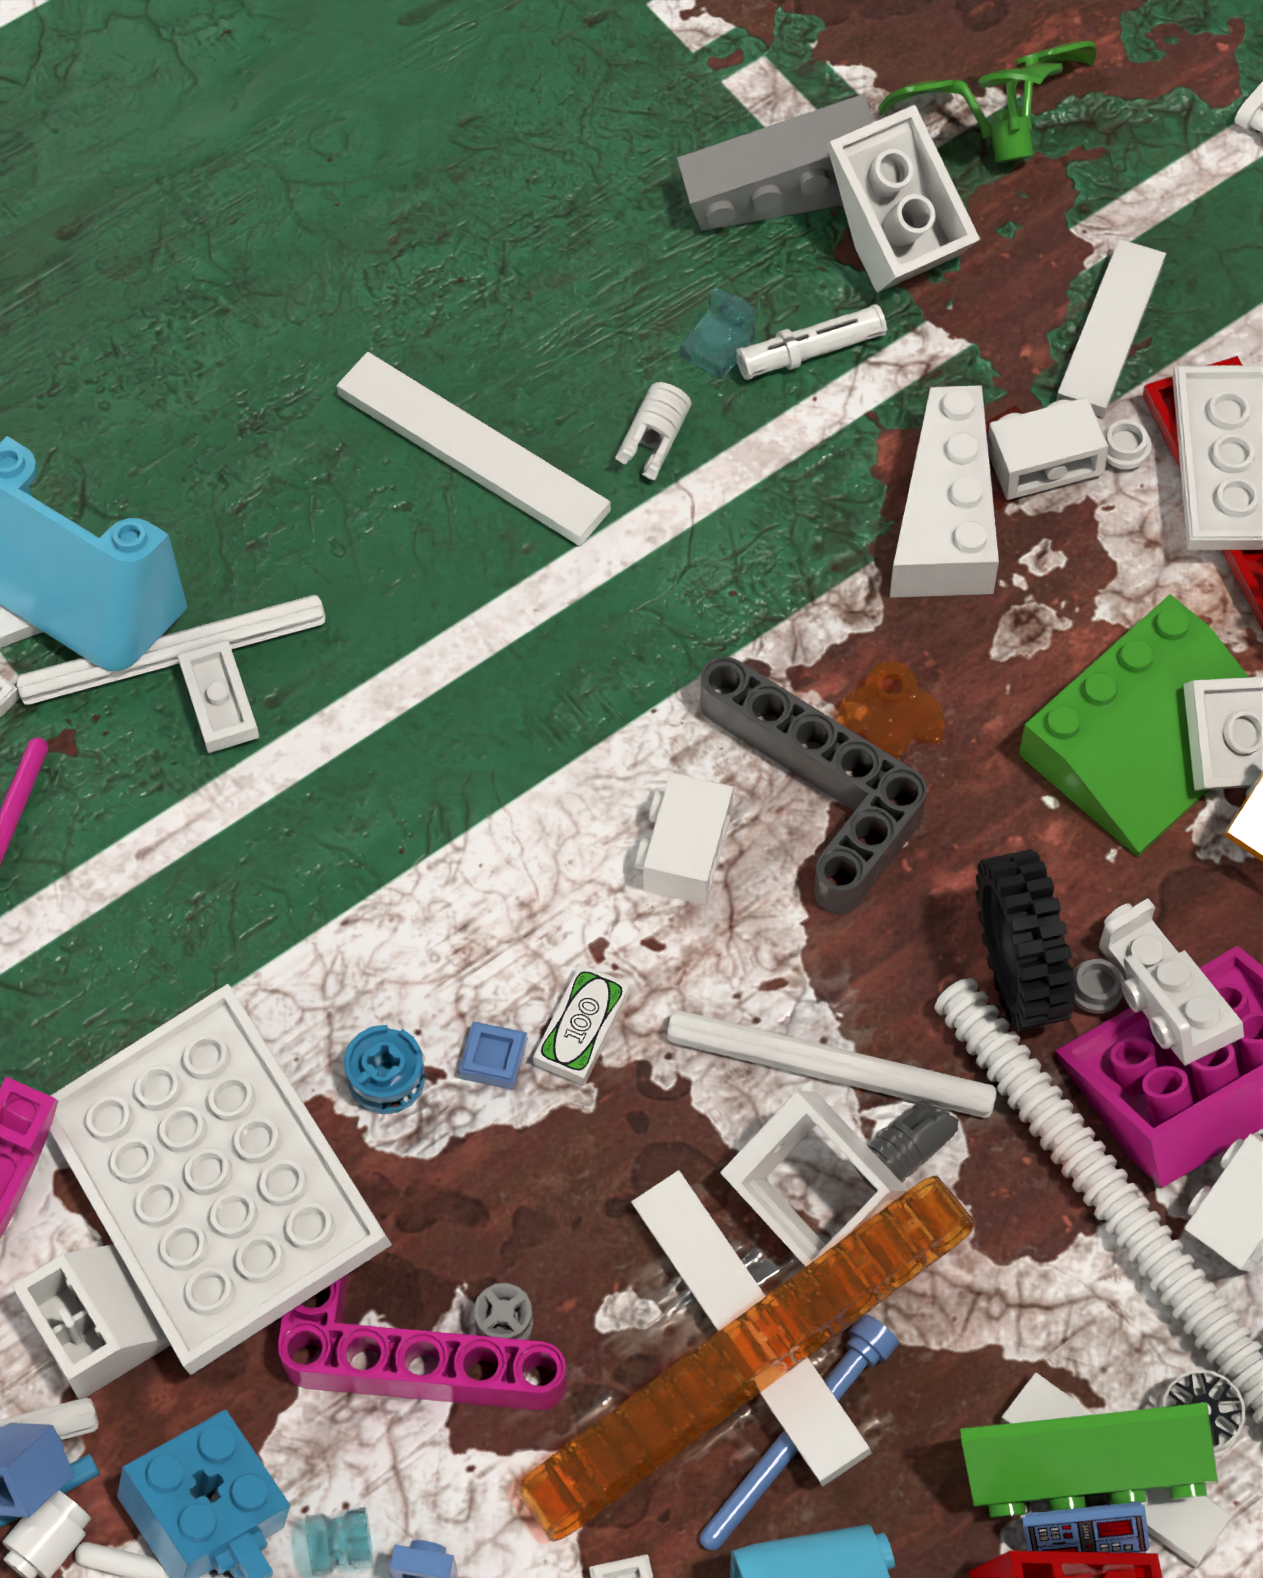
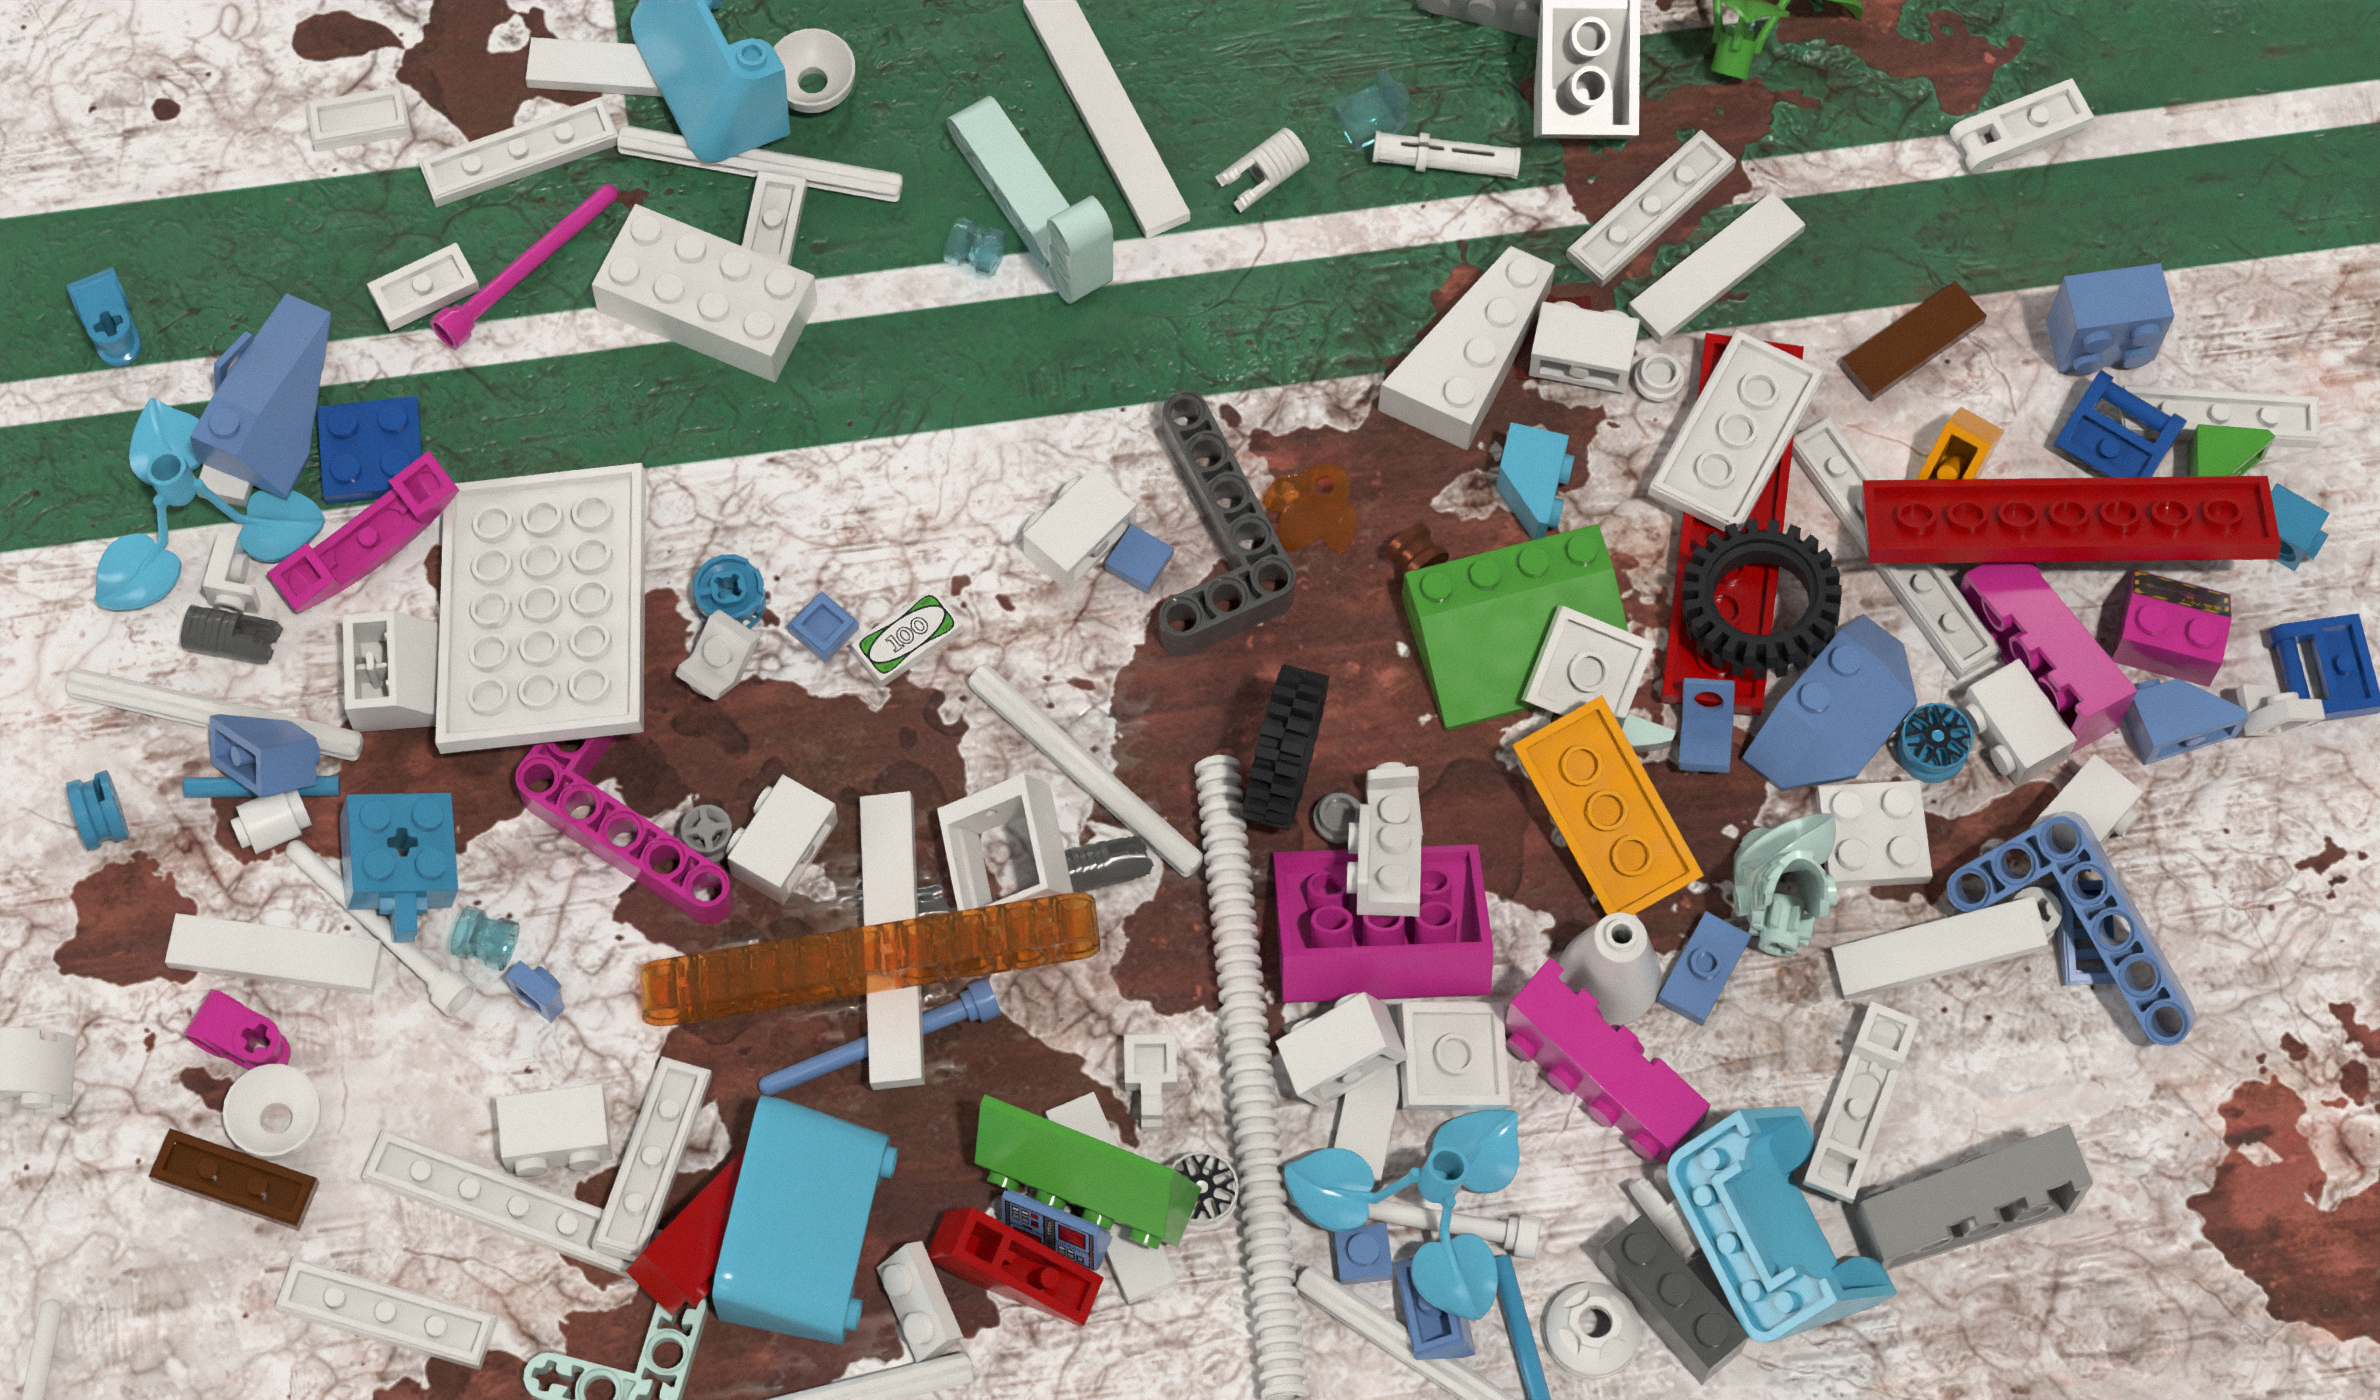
camera: 25 degrees right, 5 degrees up
(188, 523) = (819, 53): none -> white piece
(191, 793) = (705, 293): none -> white brick
(412, 1134) = (719, 656): none -> white bracket
(440, 623) = (975, 246): none -> clear light blue wheel
(517, 585) = (1066, 240): none -> light aqua beam
(580, 1282) = (781, 838): none -> white brick
(757, 839) = (1139, 558): none -> medium blue tile
(1013, 704) = (1415, 549): none -> copper wheel
(1020, 305) = (1650, 208): none -> white tile
(1074, 587) = (1530, 475): none -> medium azure slope
(1077, 1319) = (1150, 1068): none -> white plate

